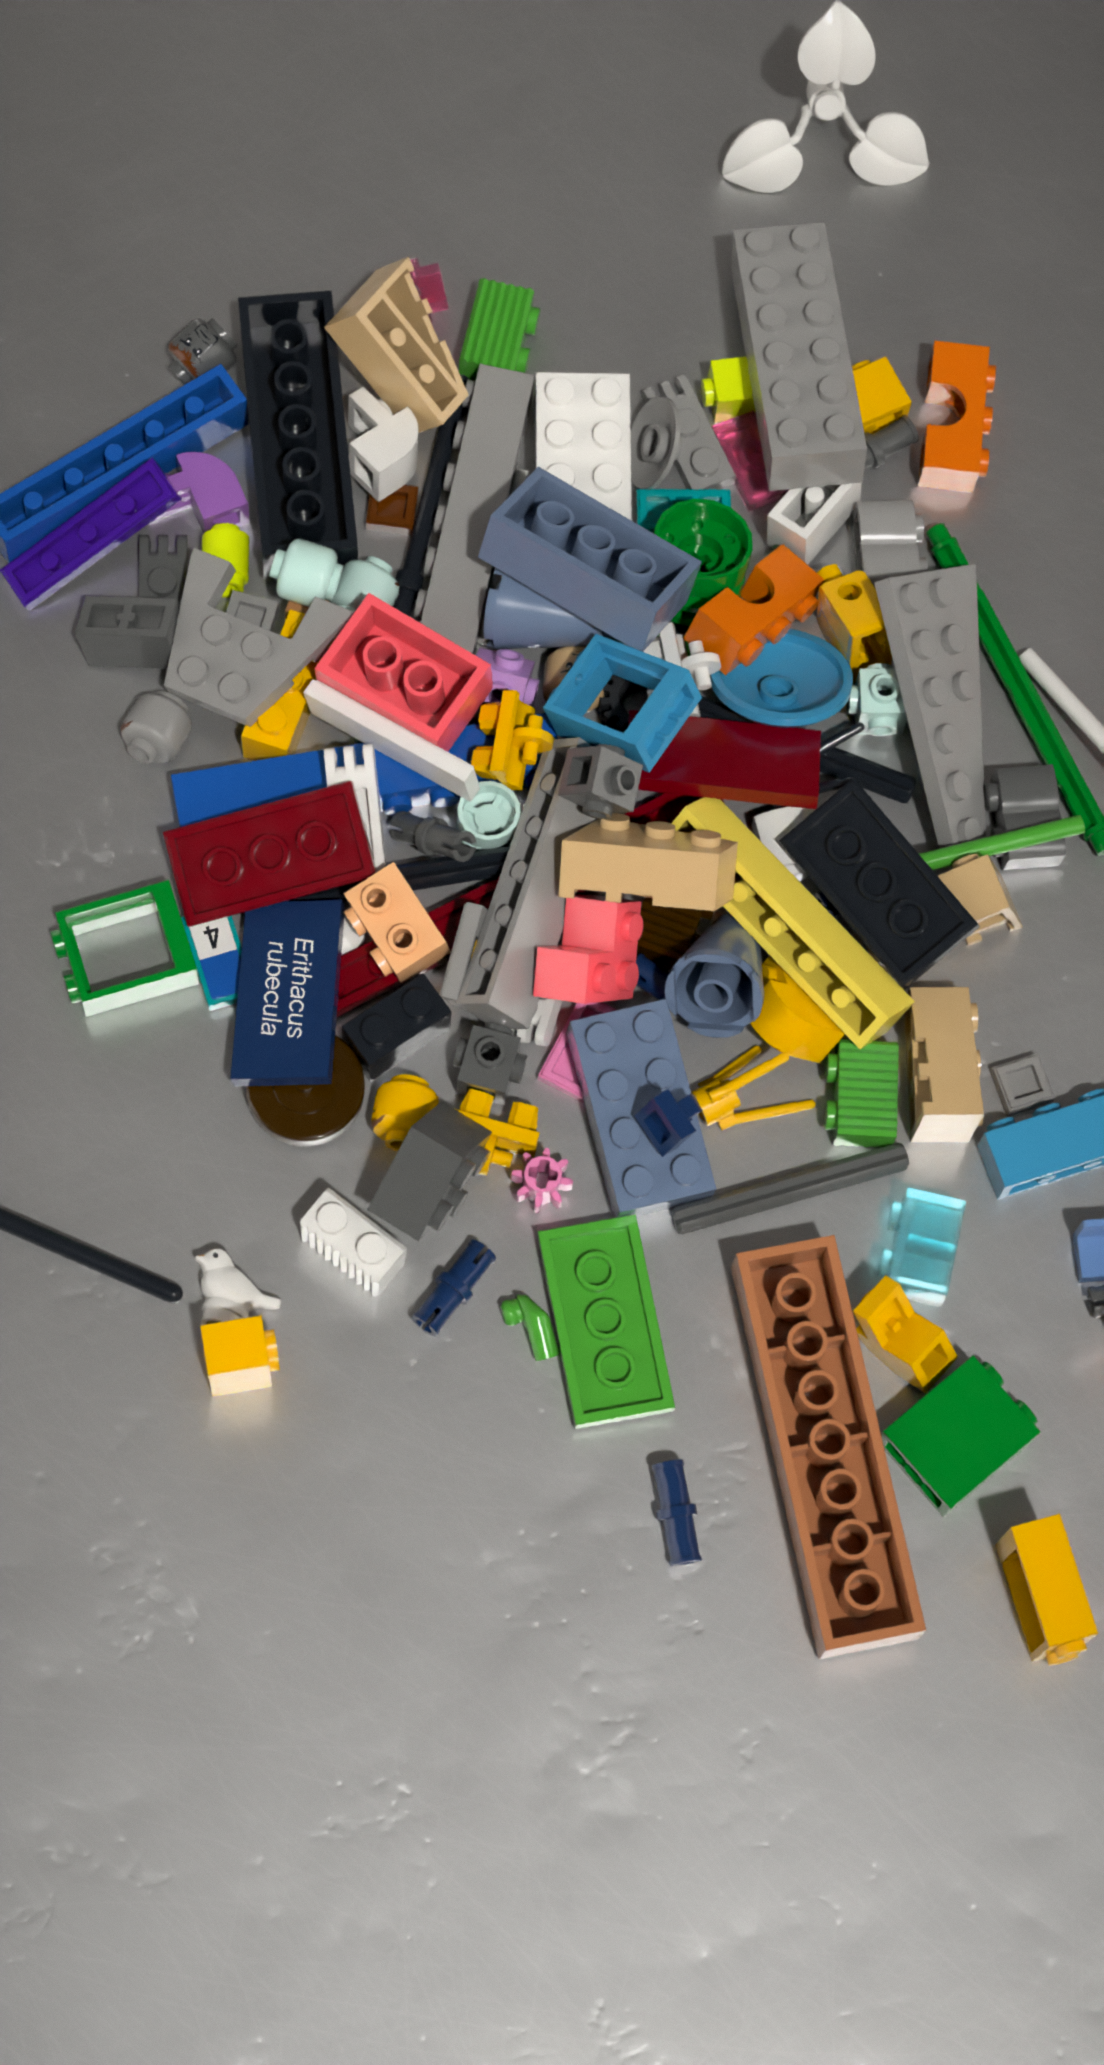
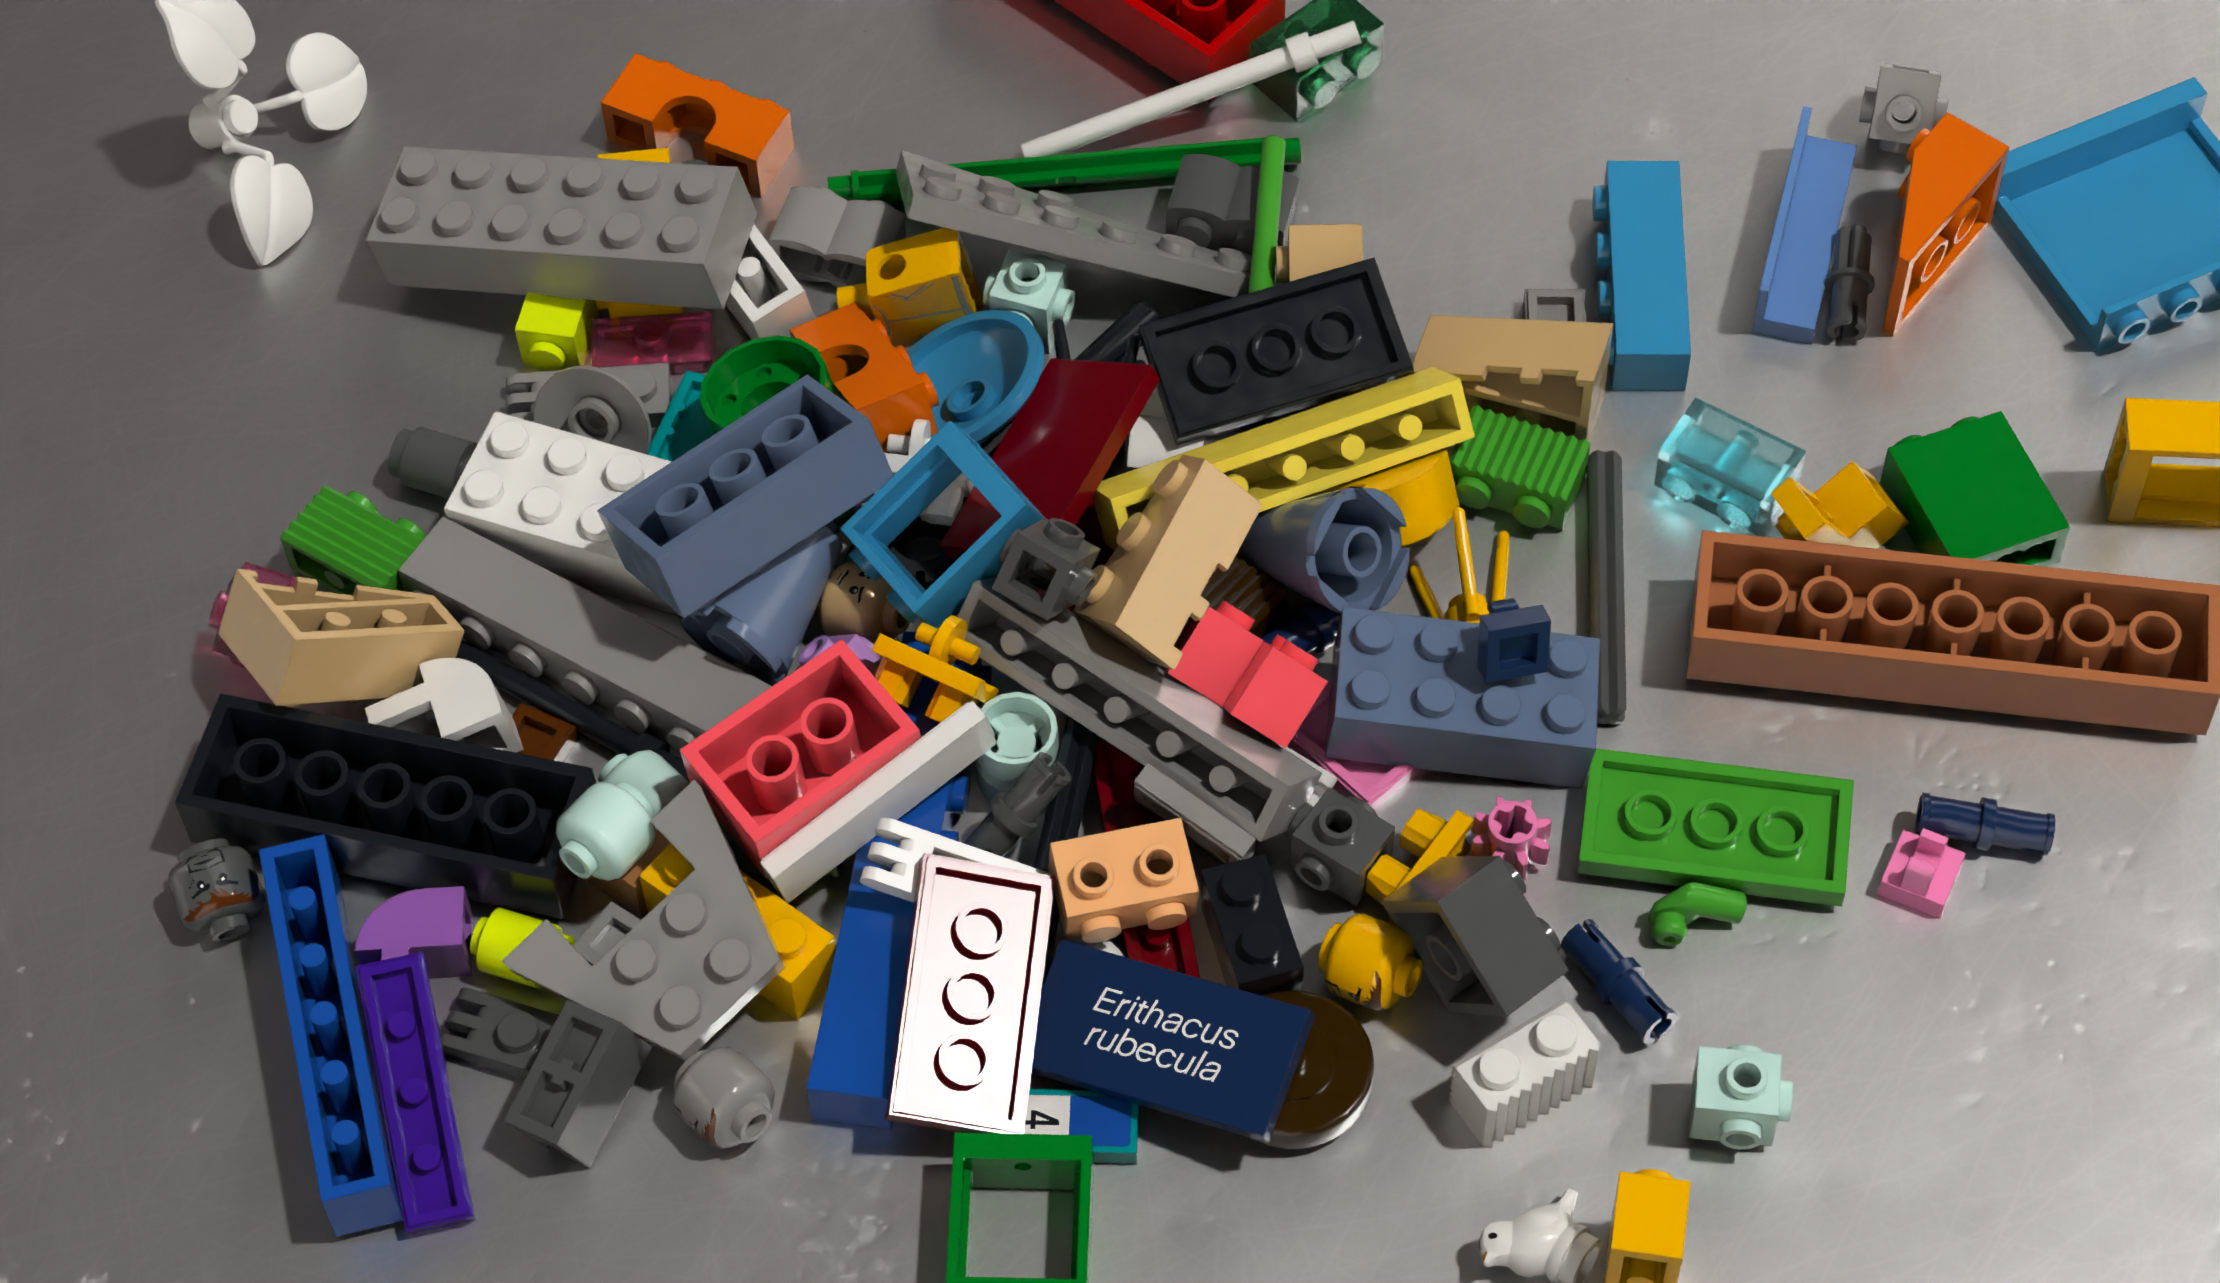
camera: 60 degrees left, 15 degrees down
(381, 1374) = (1738, 1096): none -> light aqua brick
(589, 347) = (429, 460): none -> dark grey brick
(622, 1479) = (1922, 872): none -> bright pink tile

